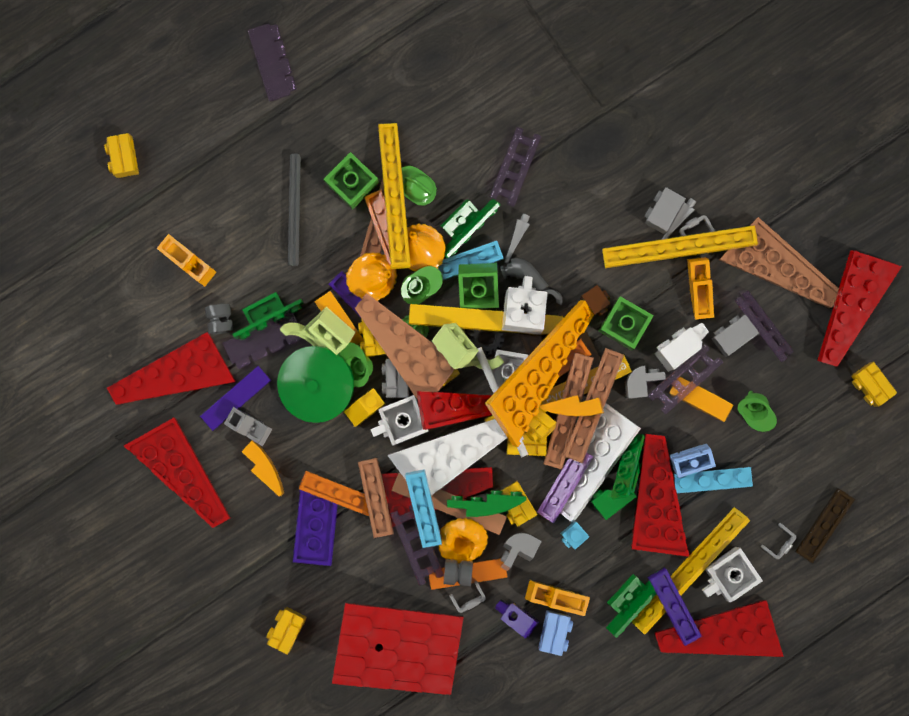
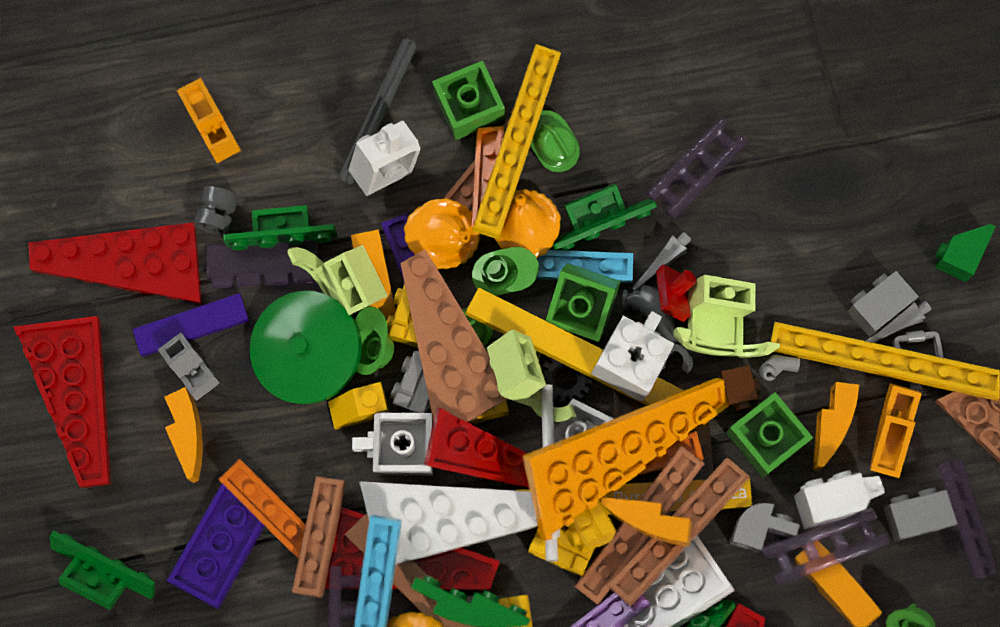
camera: 25 degrees right, 10 degrees down
(248, 577) = (96, 575): none -> green bracket
(313, 242) = (384, 157): none -> white hinge
(532, 255) = (673, 291): none -> red tile
(566, 262) = (717, 319): none -> yellowish green piece
(613, 275) = (776, 365): none -> light grey arm
(662, 299) = (834, 423): none -> light orange slope
(703, 157) = (963, 252): none -> green slope

